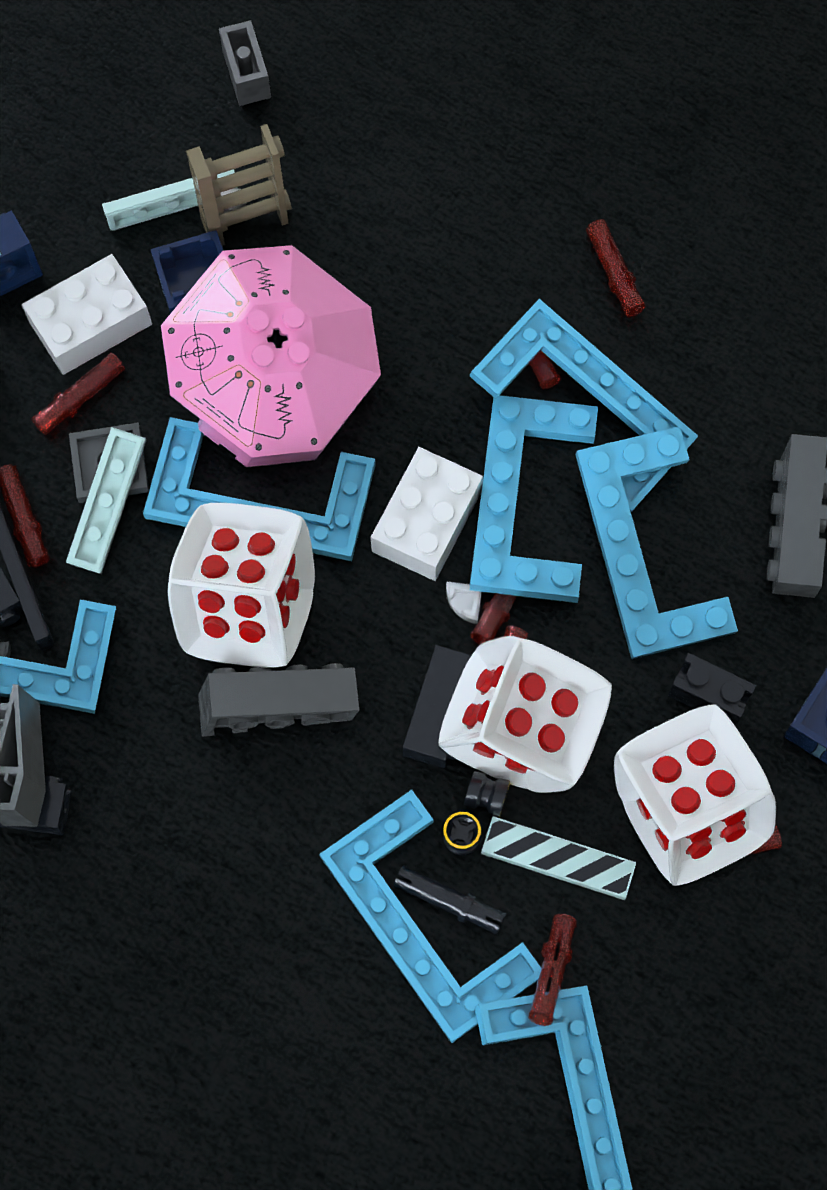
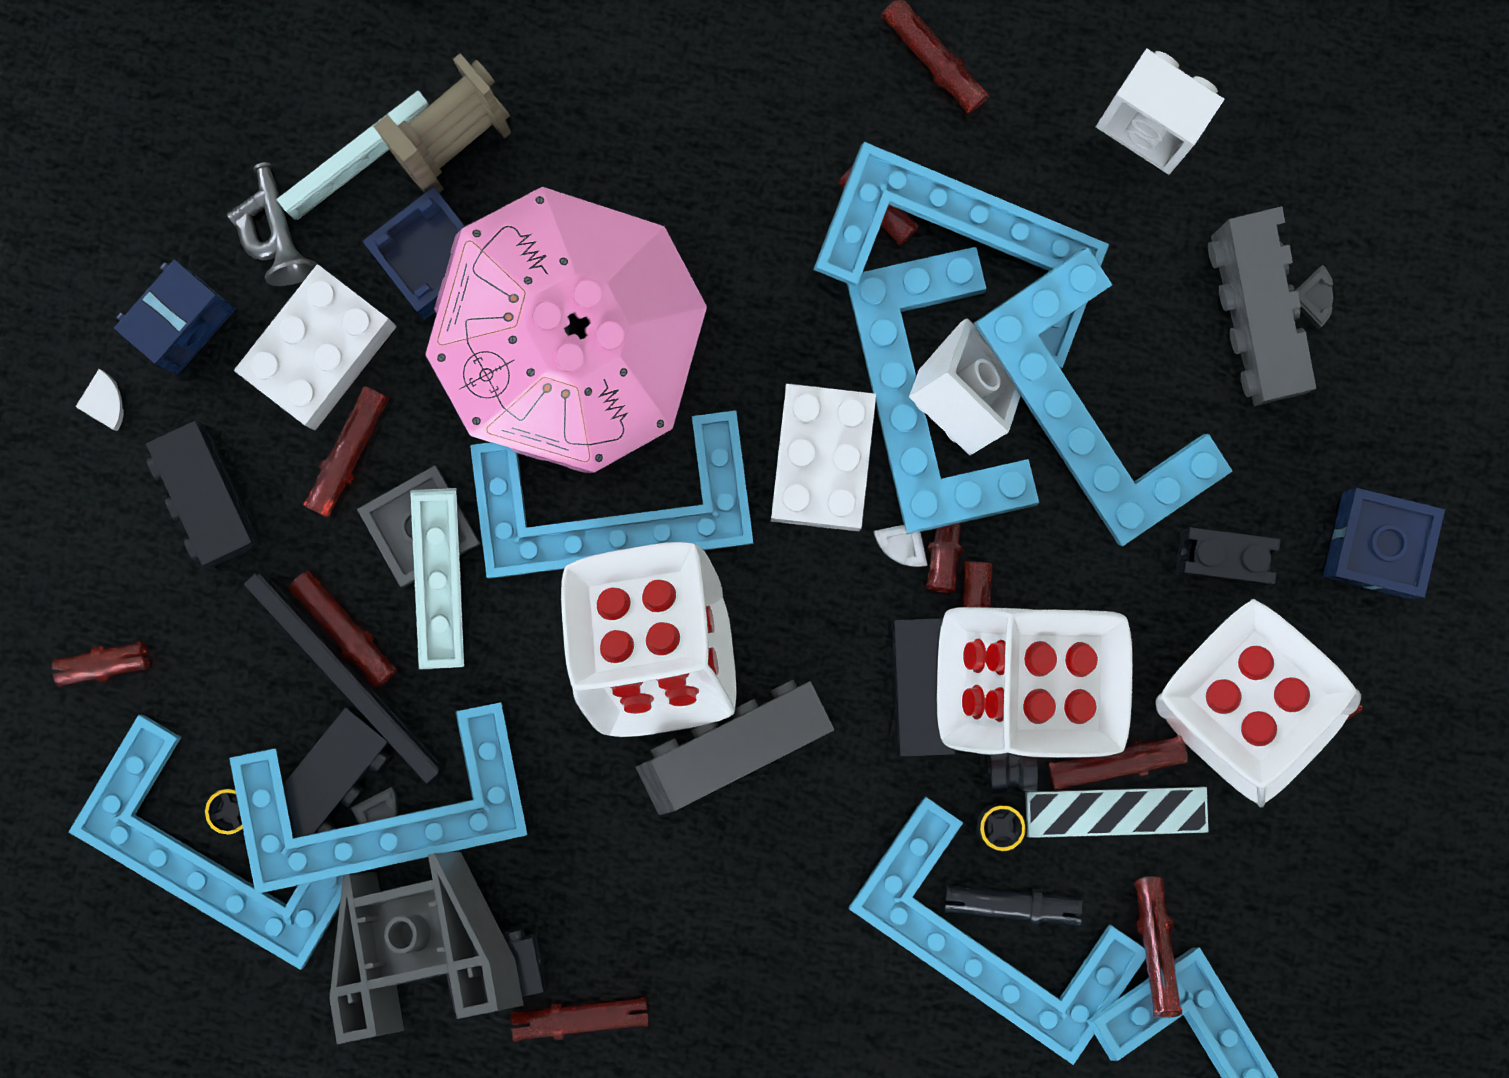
camera: 20 degrees left, 15 degrees up
(61, 861) = (578, 1019): none -> clear red pin
(88, 243) = (288, 264): none -> flat silver piece
(552, 499) = (966, 390): none -> white slope
(572, 819) = (1134, 759): none -> clear red pin
(765, 347) = (1160, 110): none -> white brick

